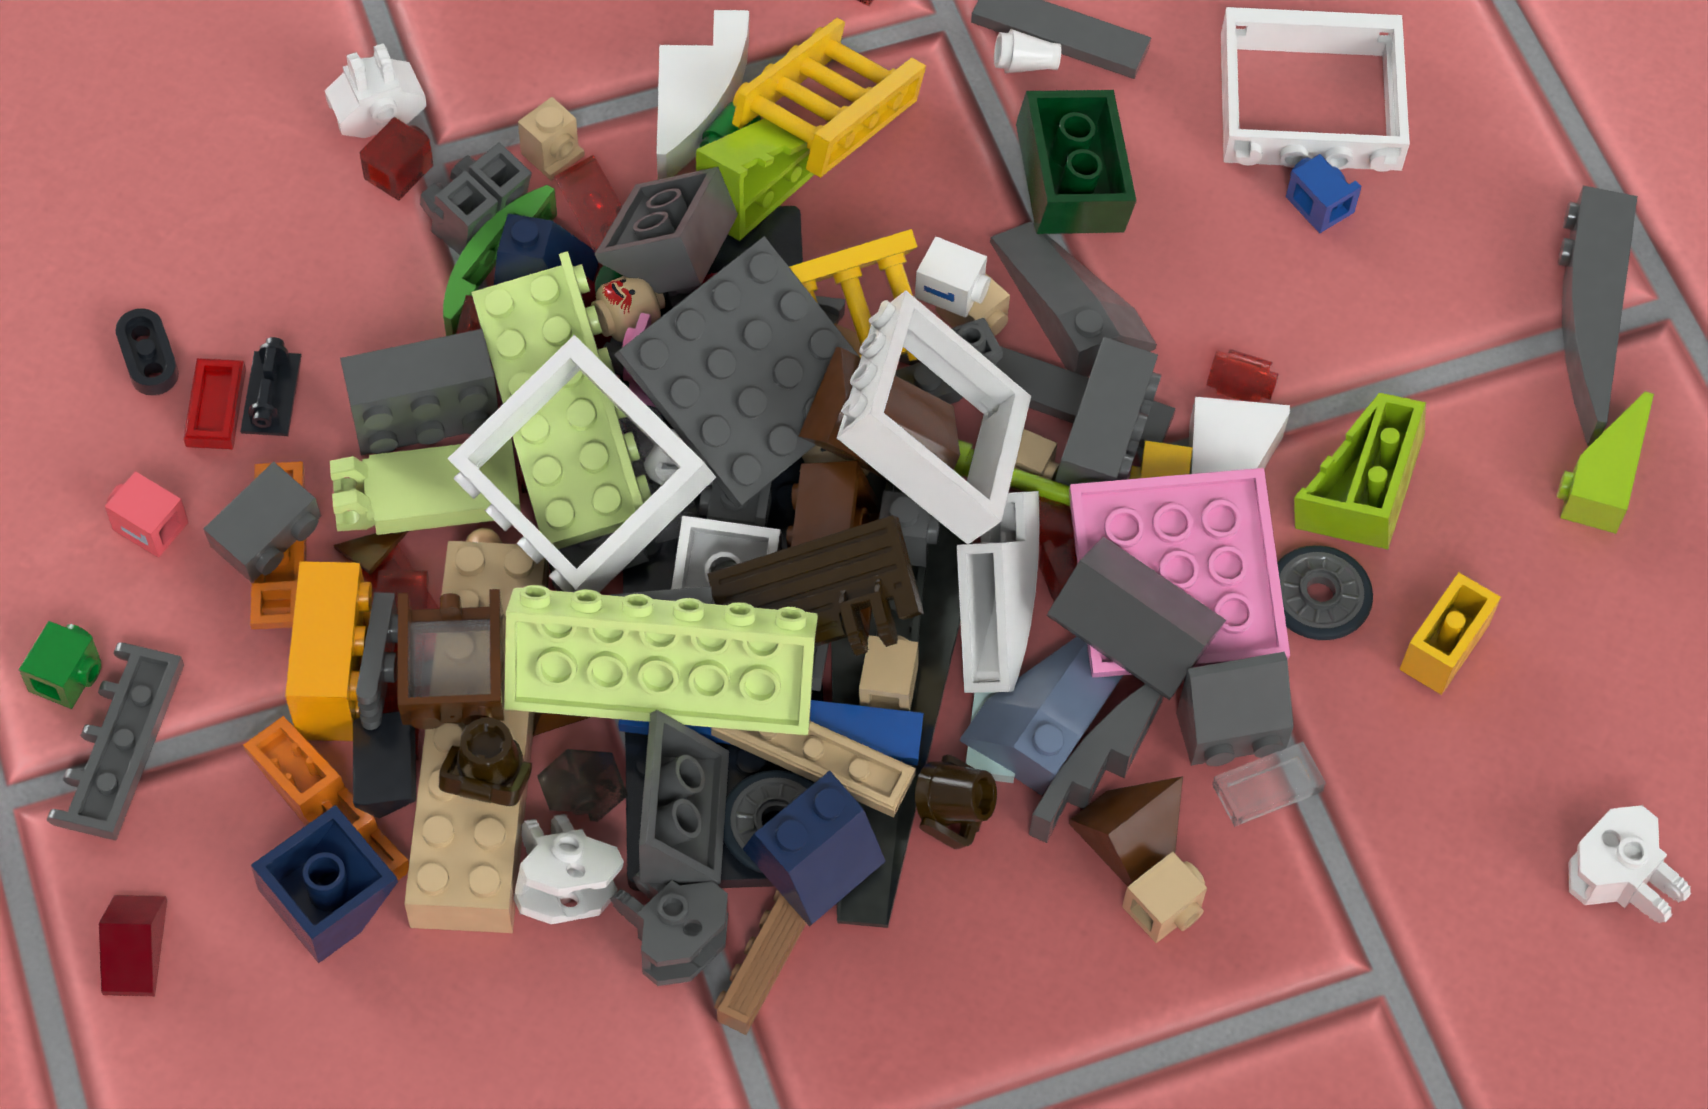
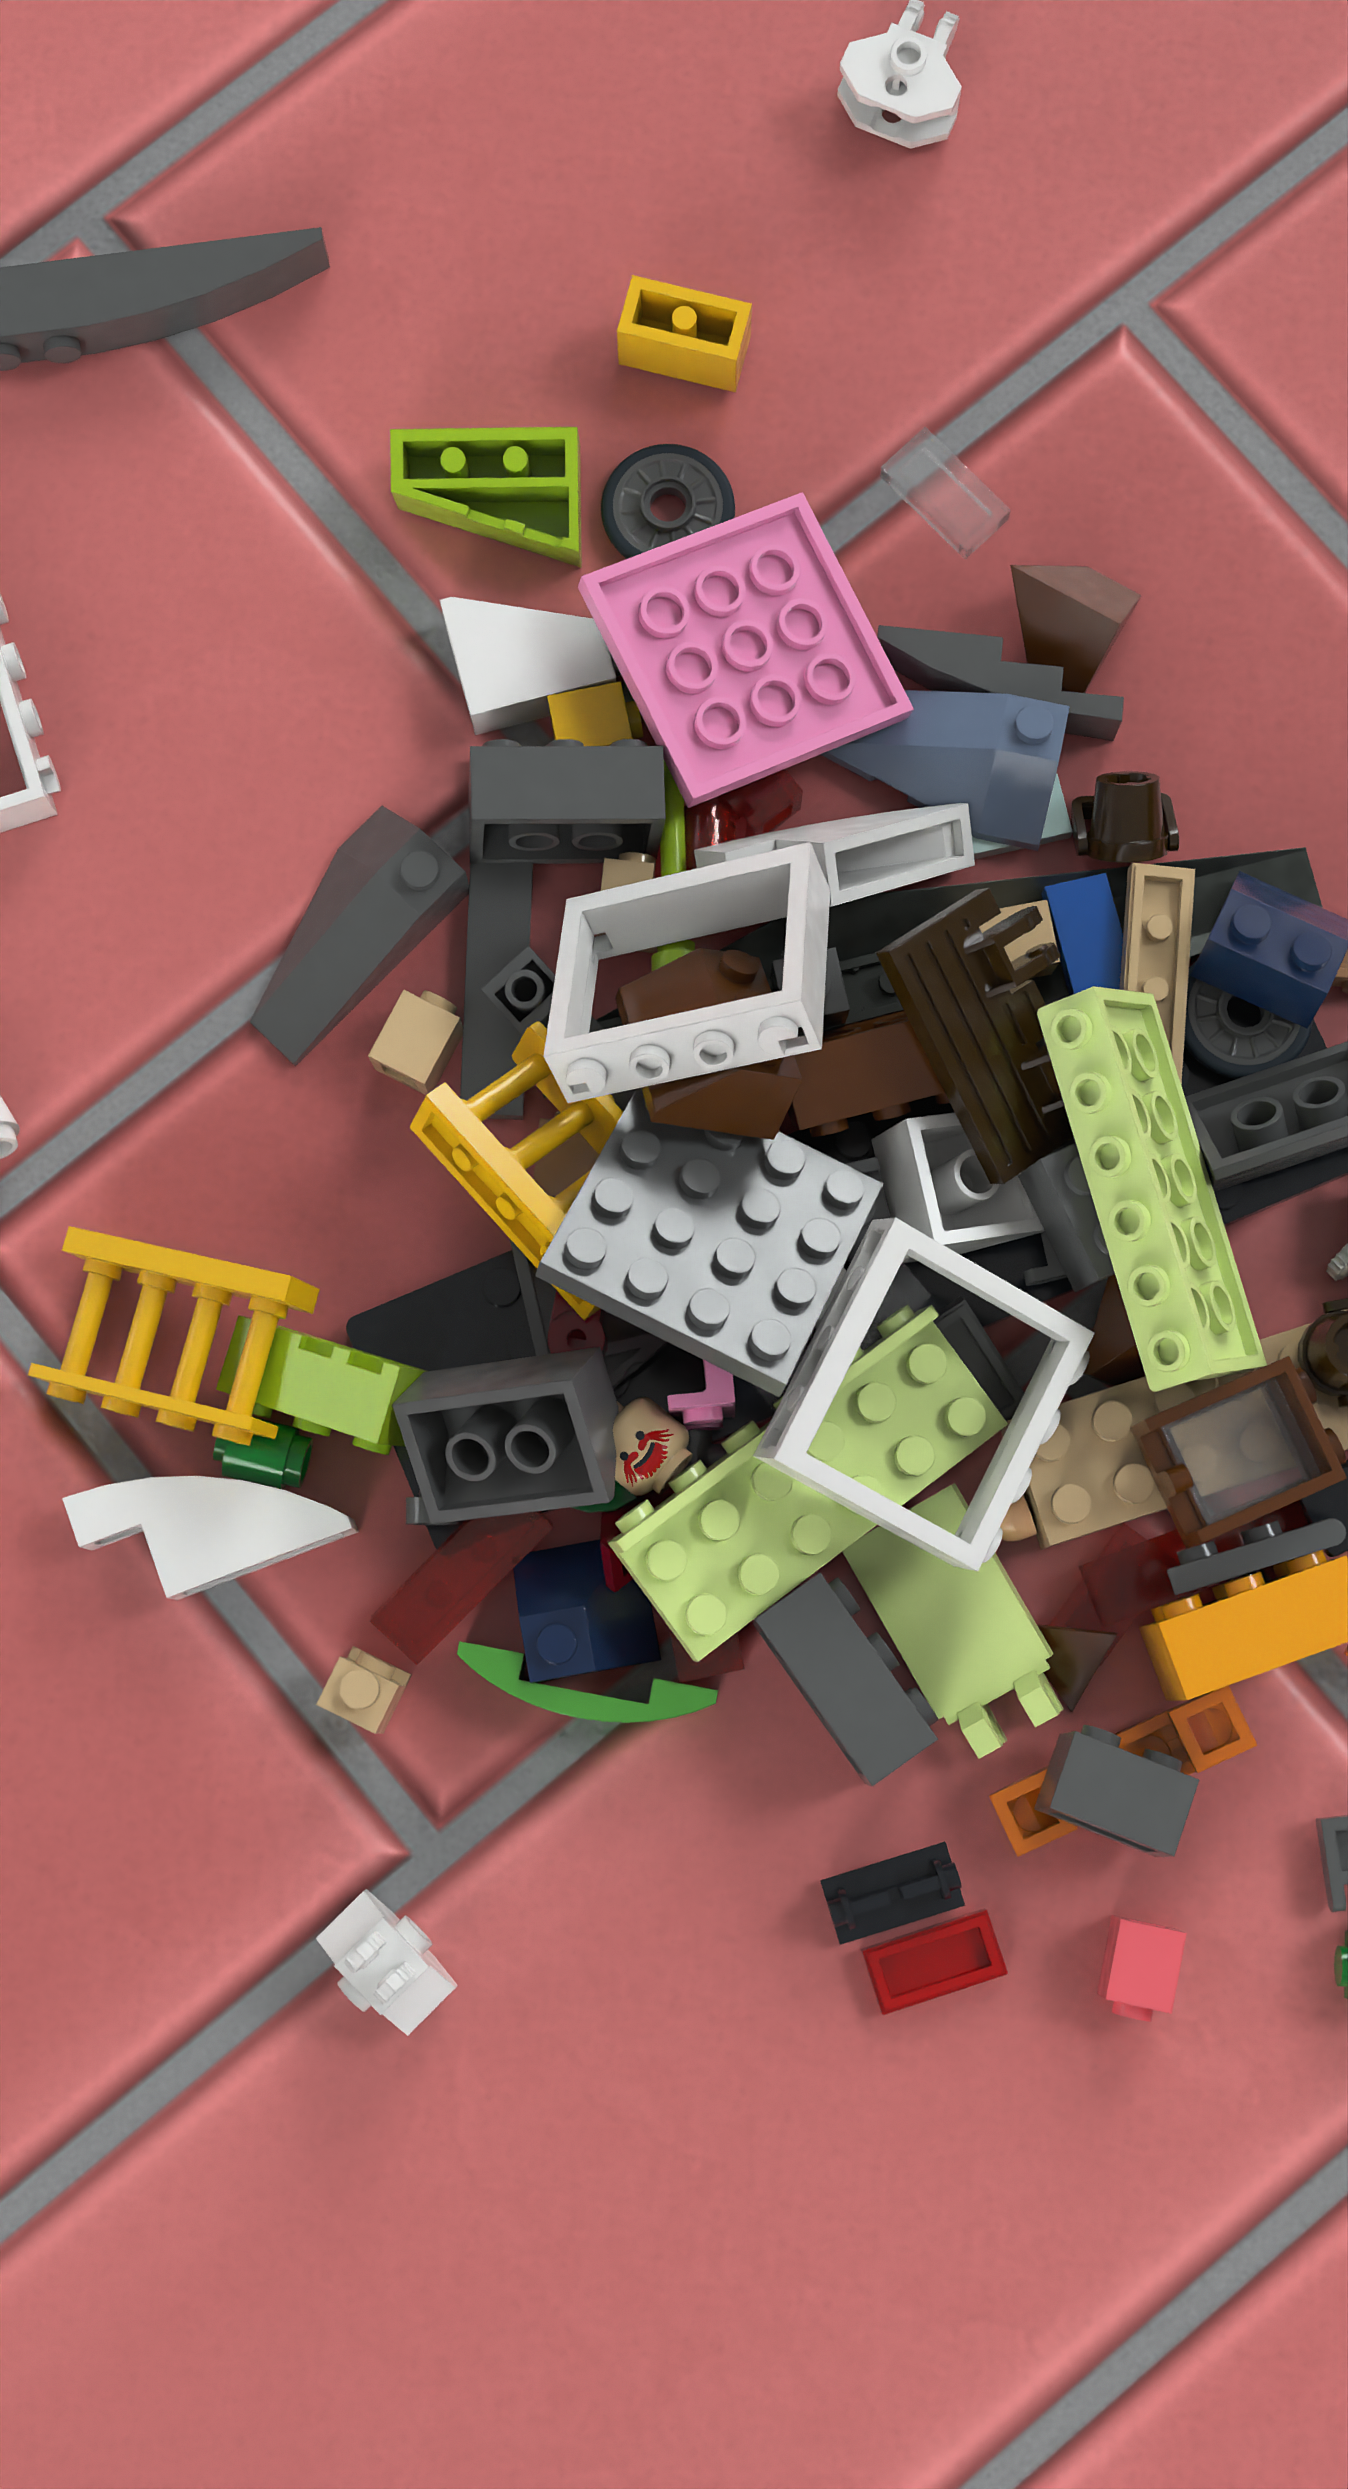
camera: 105 degrees left, 20 degrees up
(148, 354) = (905, 2090): black plate -> none
(396, 158) = (469, 1888): clear red brick -> none
(474, 195) = (501, 1739): dark grey hips -> none
(583, 783) = (1290, 1254): clear smoke brick -> none
(952, 277) = (420, 1054): white brick -> none
(1075, 162) = (154, 980): dark green brick -> none
(1135, 617) = (833, 668): dark grey slope -> none
(1166, 897) = (1145, 552): tan brick -> none
(1236, 709) = (887, 542): dark grey slope -> none
(1242, 376) = (401, 680): clear red brick -> none
(1321, 192) = (77, 668): blue brick -> none
(1605, 472) = (373, 222): lime slope -> none

